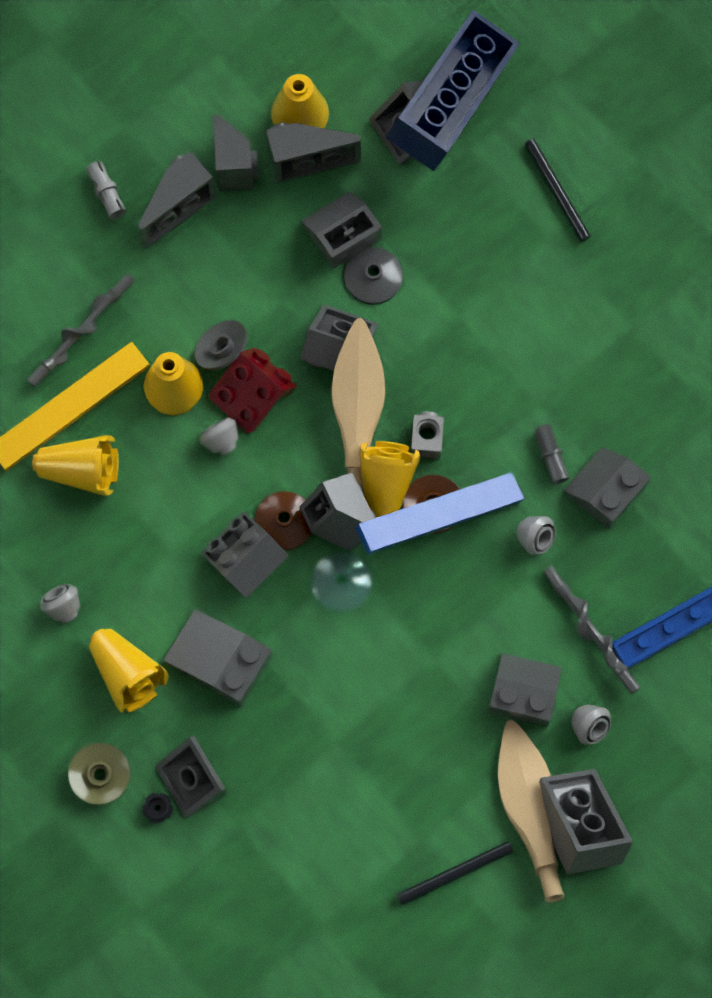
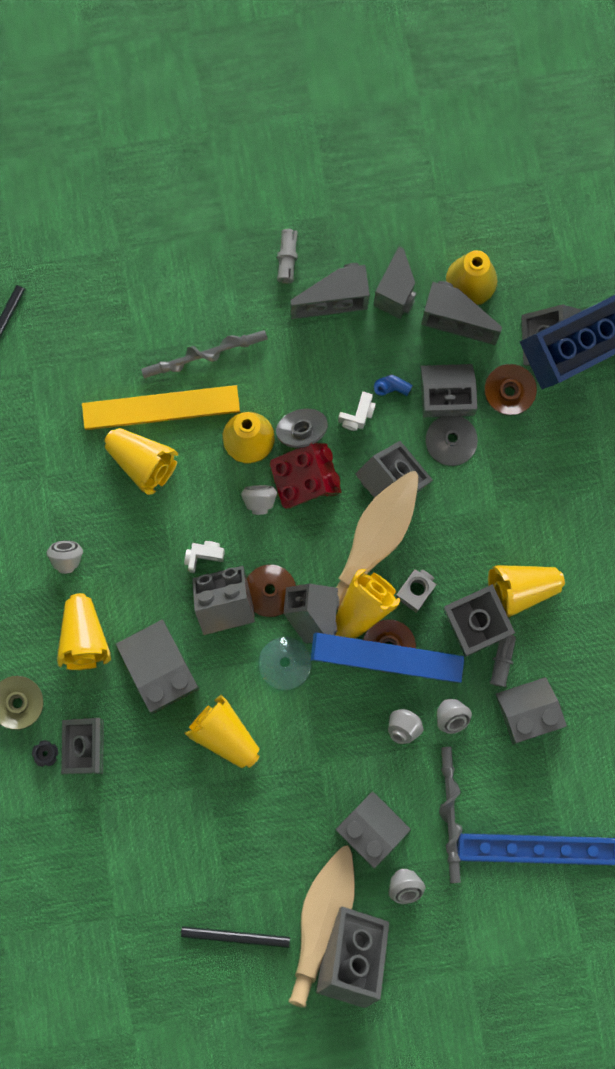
camera: 30 degrees right, 5 degrees up
(201, 516) = (208, 551): none -> white bracket
(272, 293) = (364, 410): none -> white bracket
(282, 254) = (392, 383): none -> blue arm
(325, 681) = (224, 734): none -> yellow cone
(401, 181) = (512, 377): none -> reddish brown dish
(495, 570) = (404, 726): none -> light grey cone
(505, 428) = (478, 620): none -> dark grey slope
(527, 373) = (524, 585): none -> yellow cone

